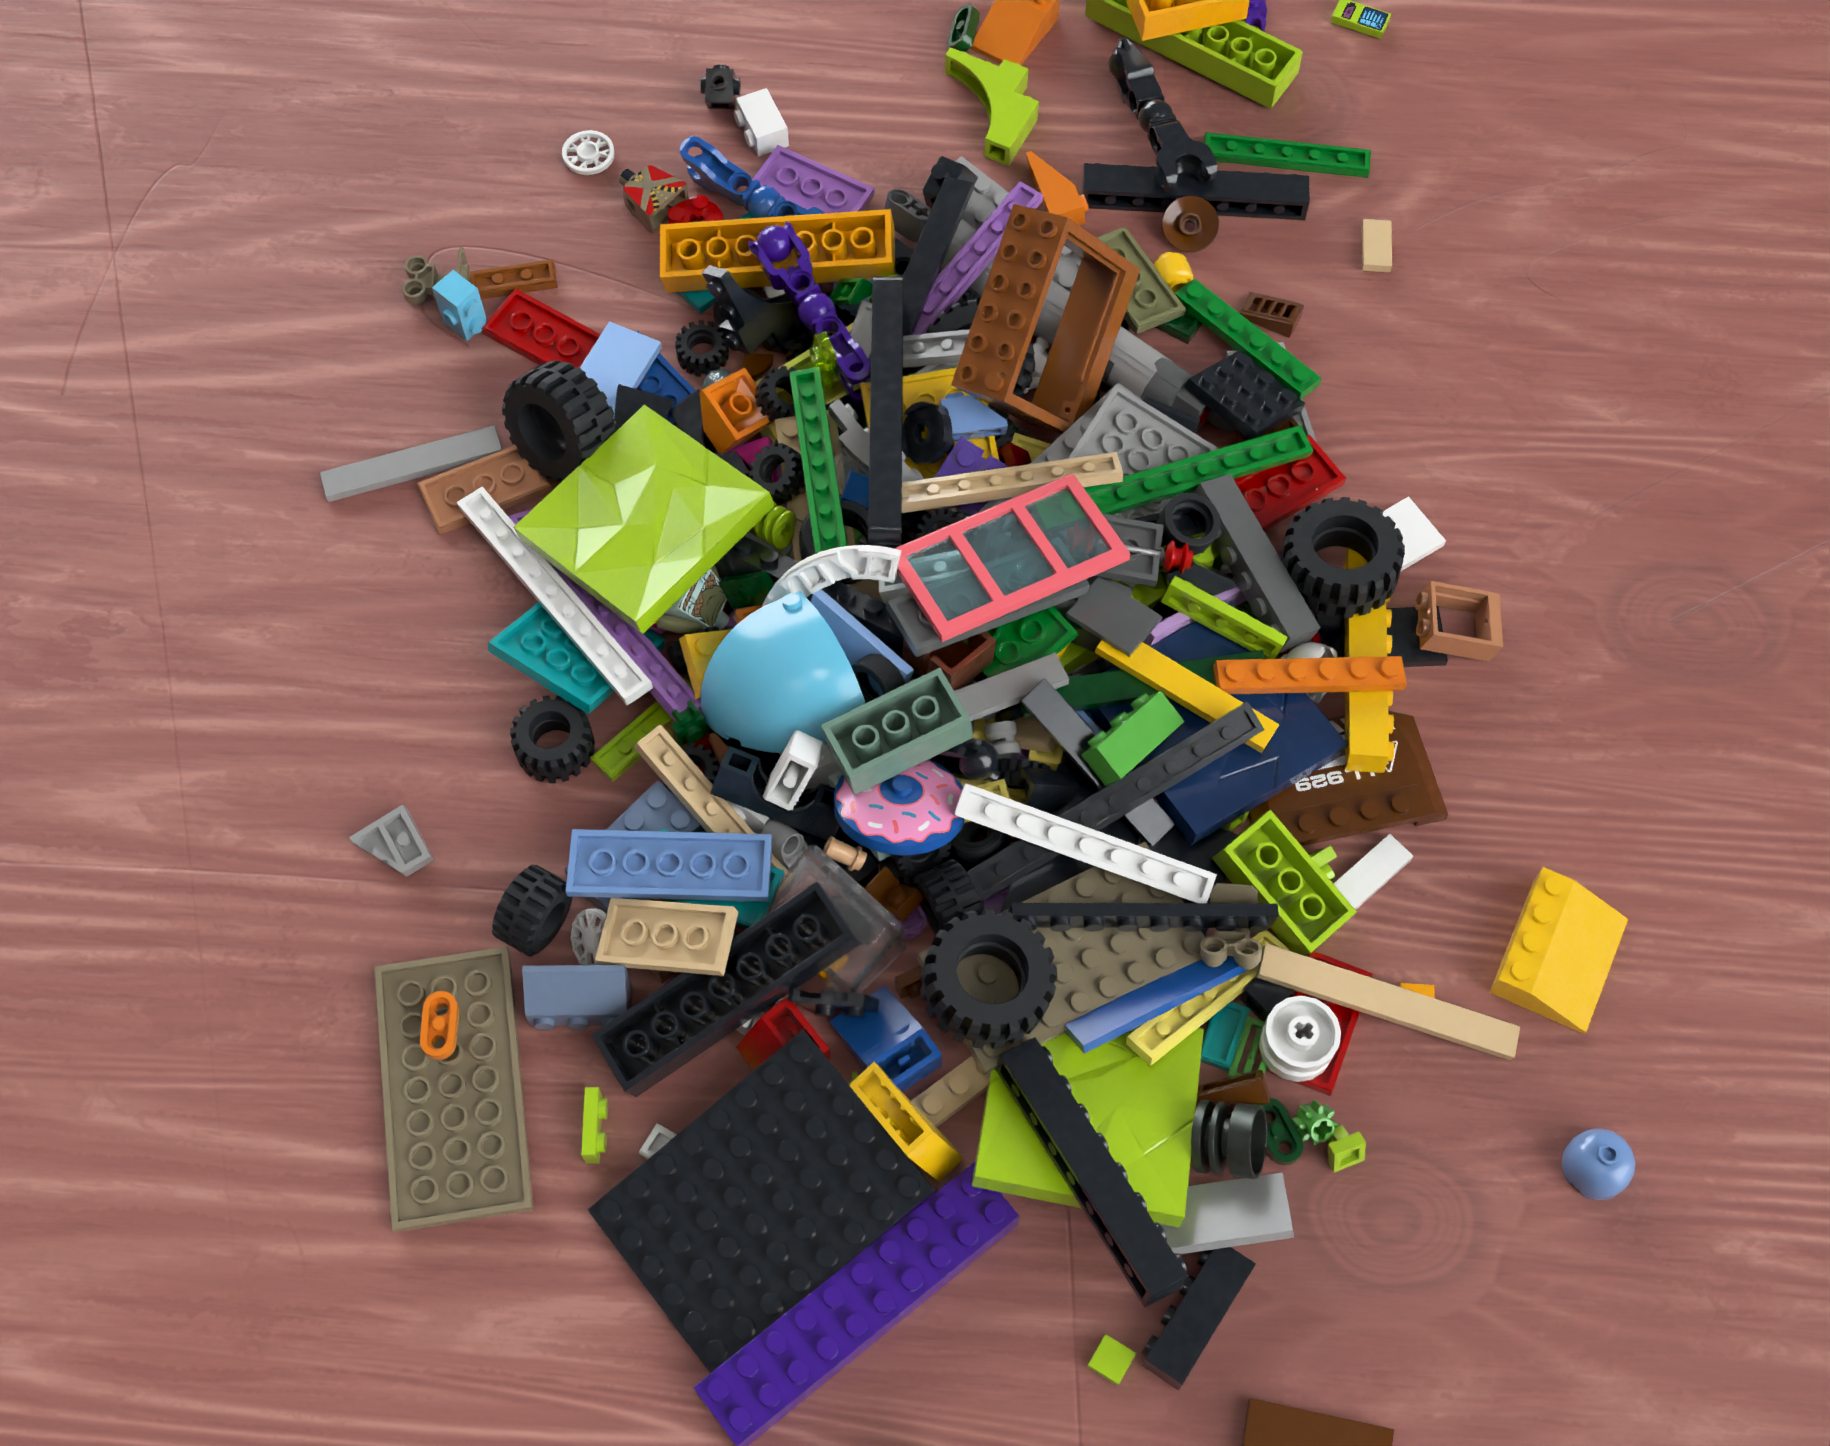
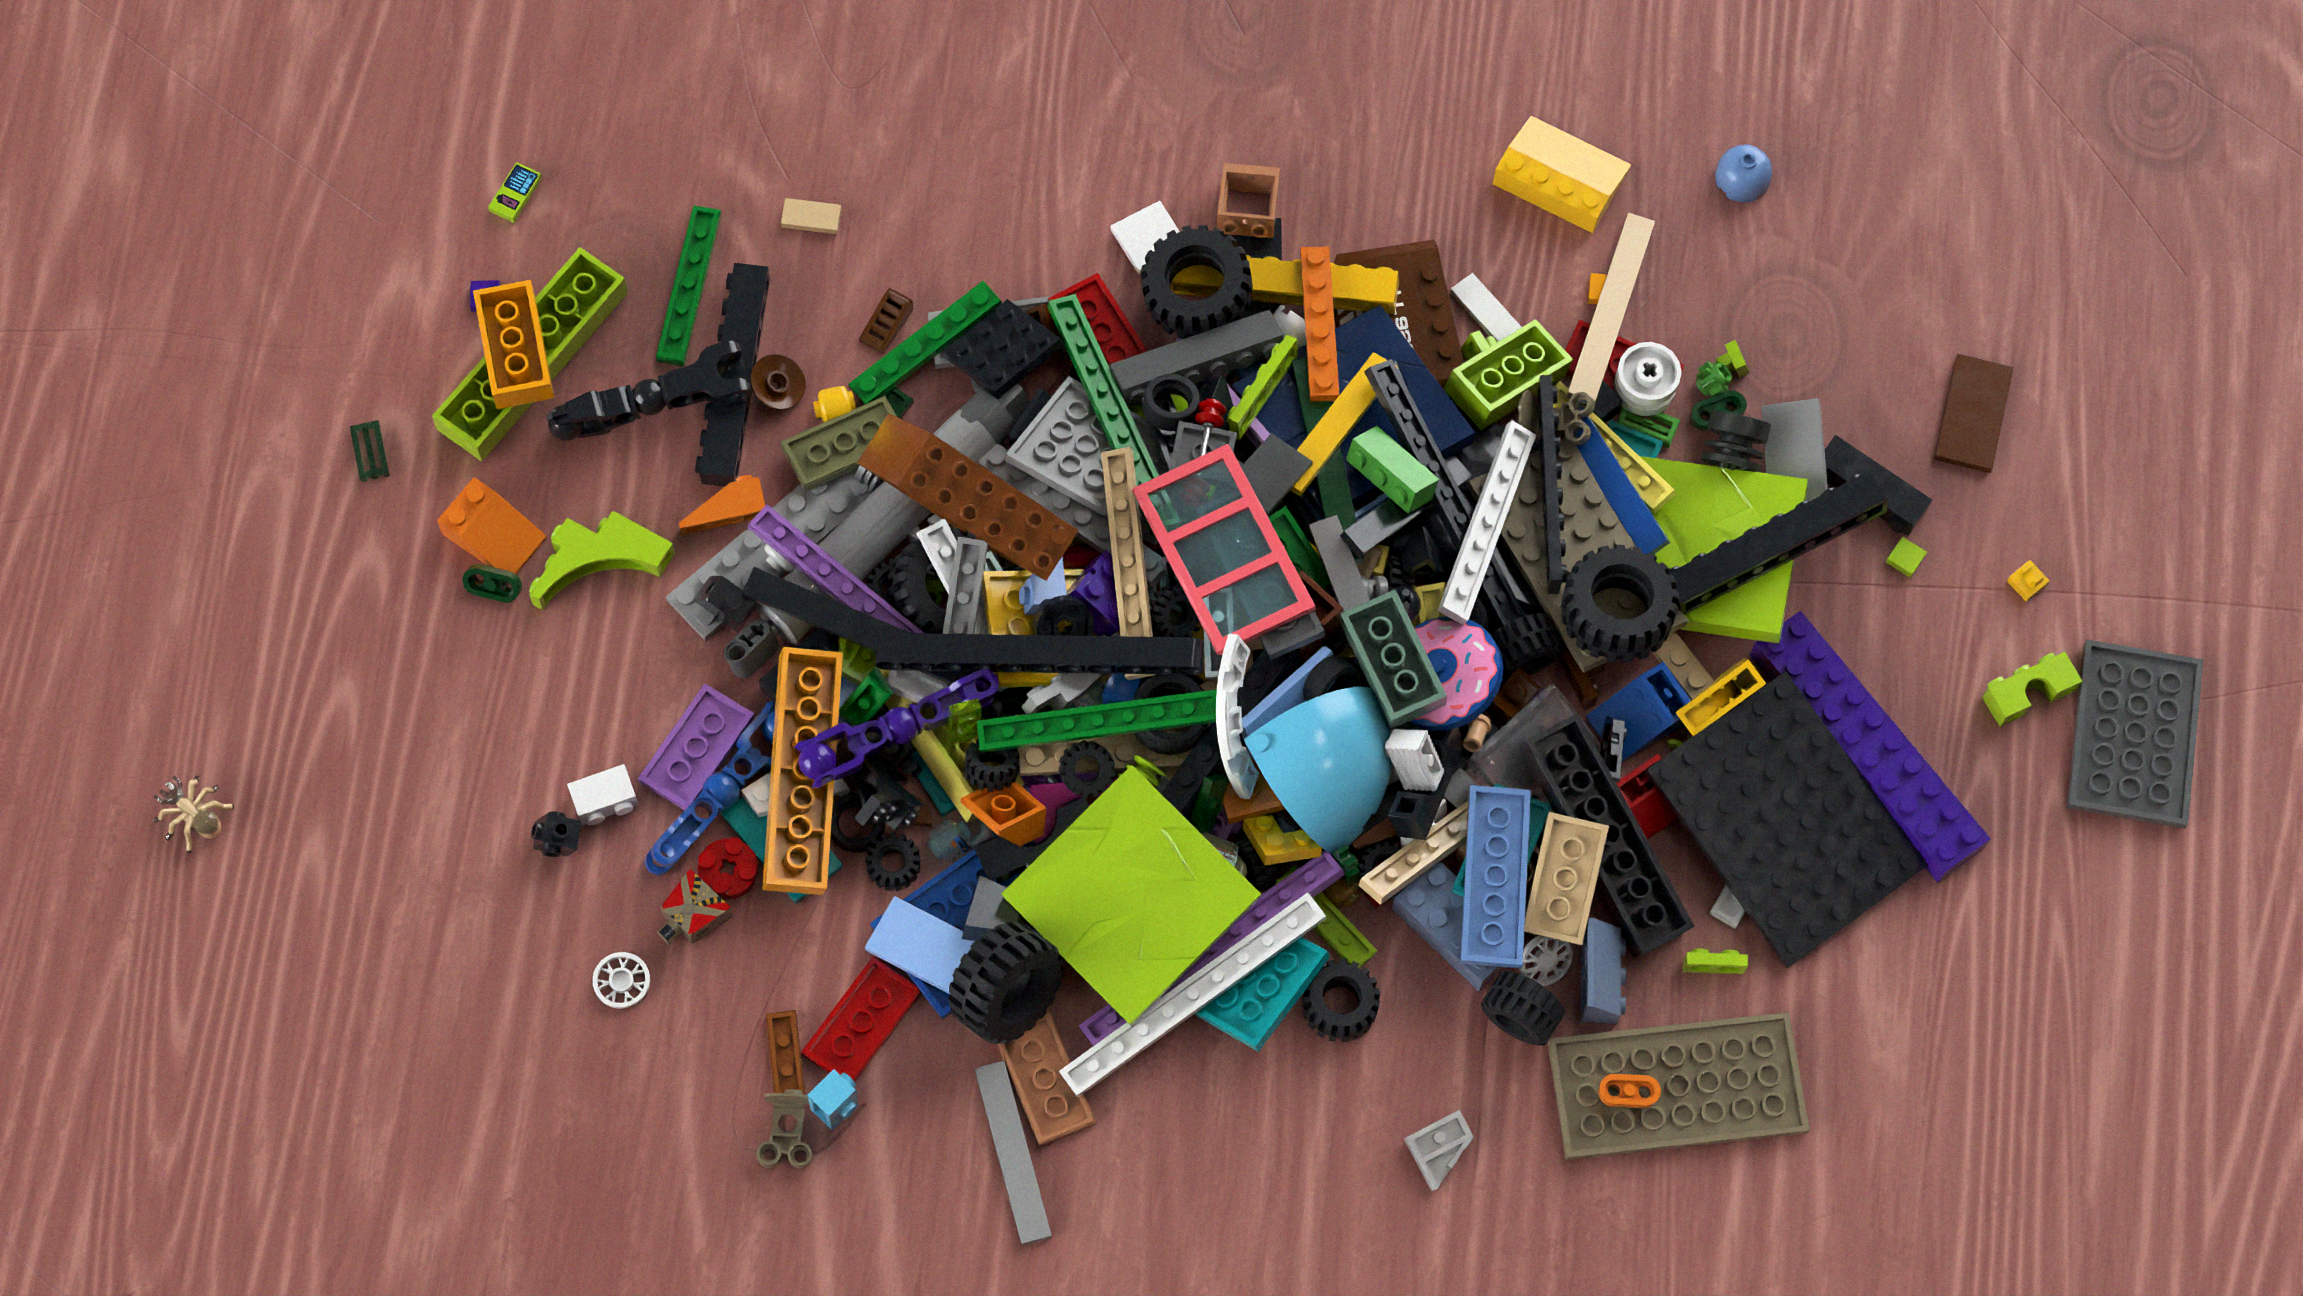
camera: 90 degrees left, 5 degrees up
(1243, 1088) = (1687, 434): reddish brown slope -> none

